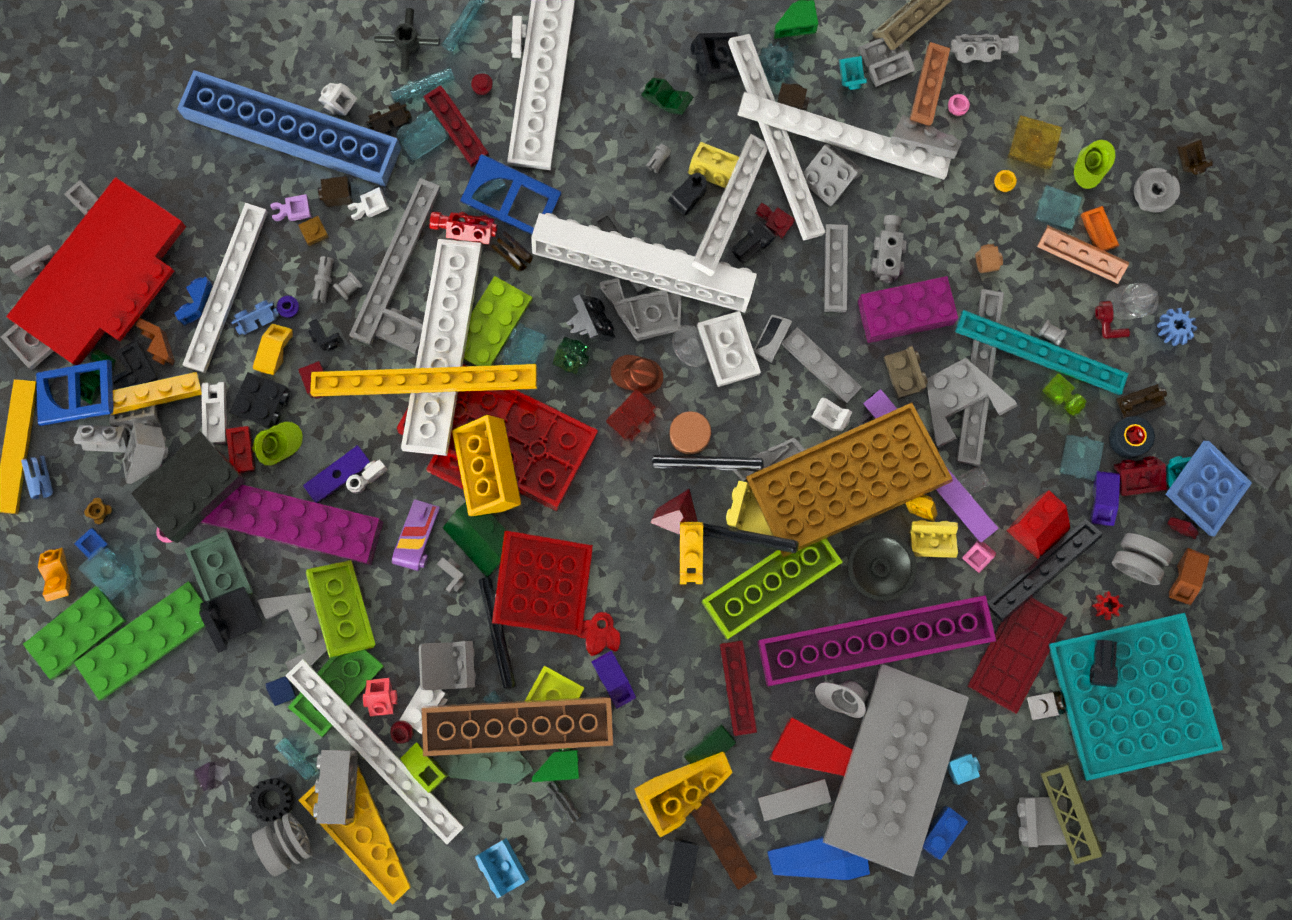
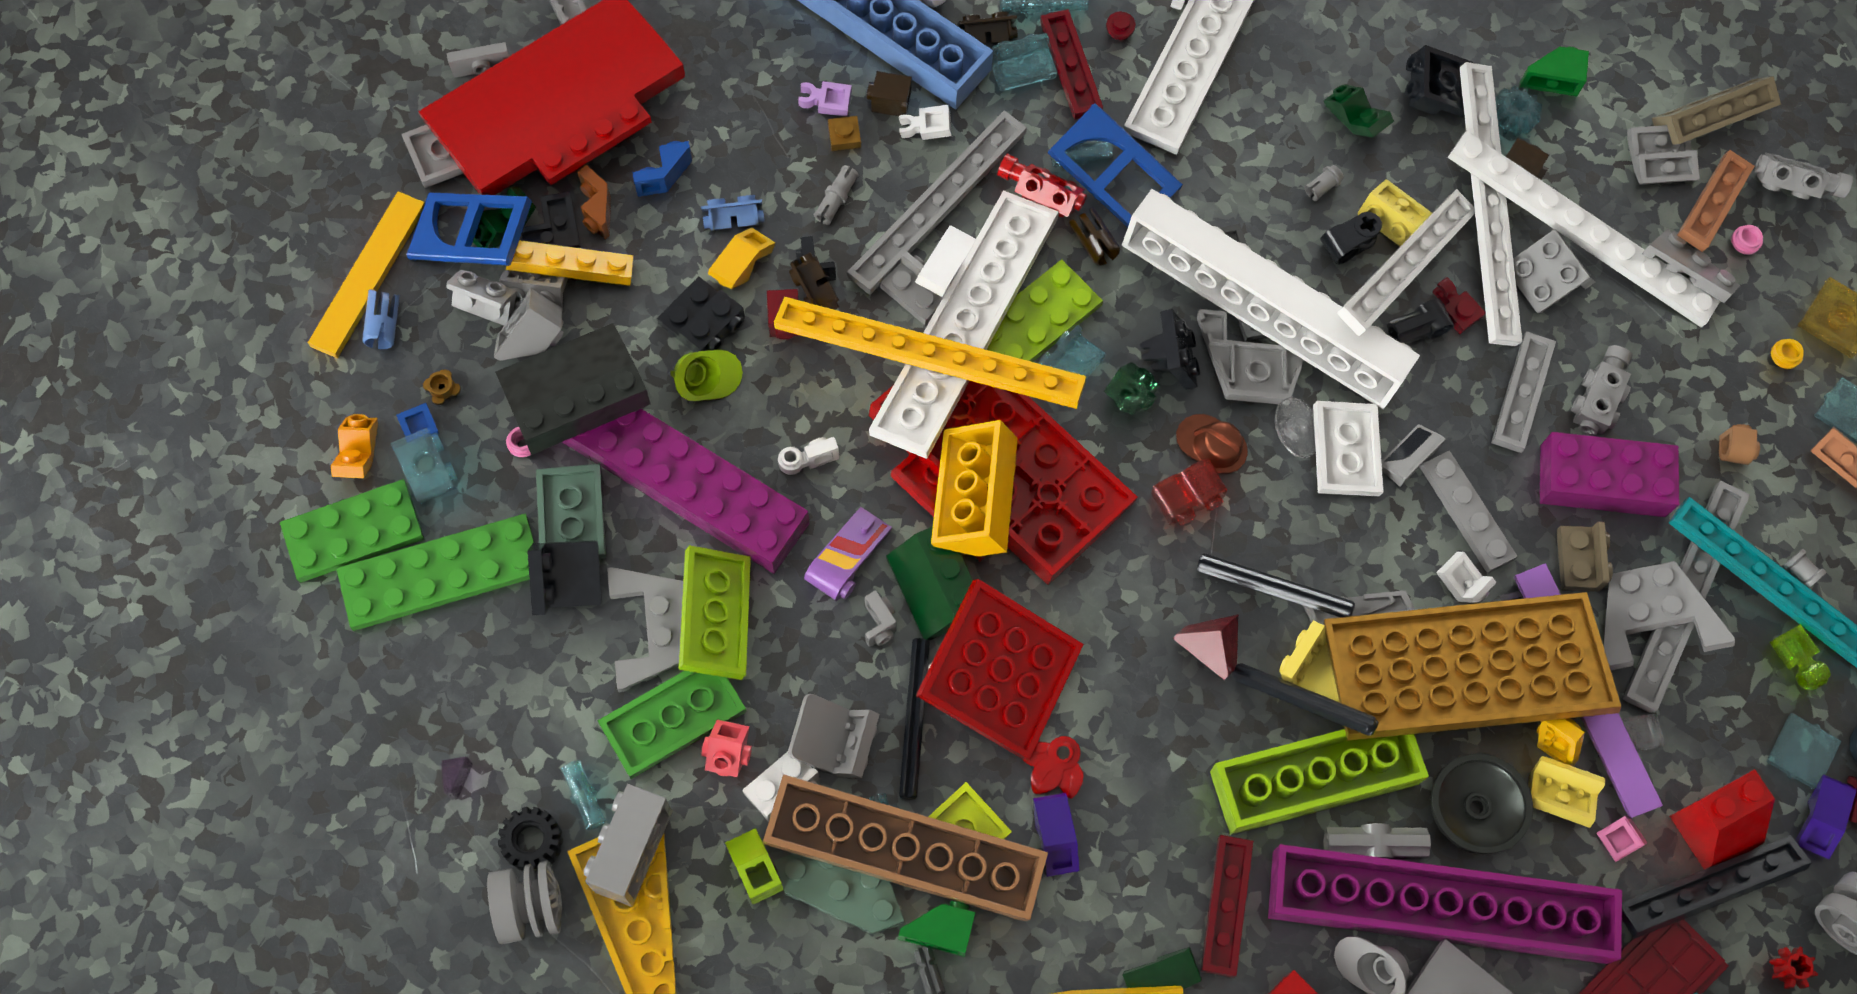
camera: 15 degrees right, 10 degrees down
(214, 412) = (639, 311): white plate -> none
(225, 288) = (706, 167): white plate -> none
(240, 448) = (655, 366): red plate -> none
(280, 690) = (596, 696): dark blue slope -> none
(292, 311) = (779, 221): dark purple plate -> none
(322, 349) = (806, 275): none -> dark brown hinge
(325, 482) = (751, 445): dark purple tile -> none
(347, 285) = (866, 211): light grey bush -> none
(374, 751) = (696, 822): white plate -> none
(401, 732) = (739, 807): dark red plate -> none
(414, 305) = (945, 261): none -> white tile
(690, 433) = (1262, 540): nougat head -> none
(691, 552) = (1217, 696): yellow plate -> none
(822, 613) = (1379, 841): none -> light grey piece
(852, 72) = (1614, 155): teal bracket -> none

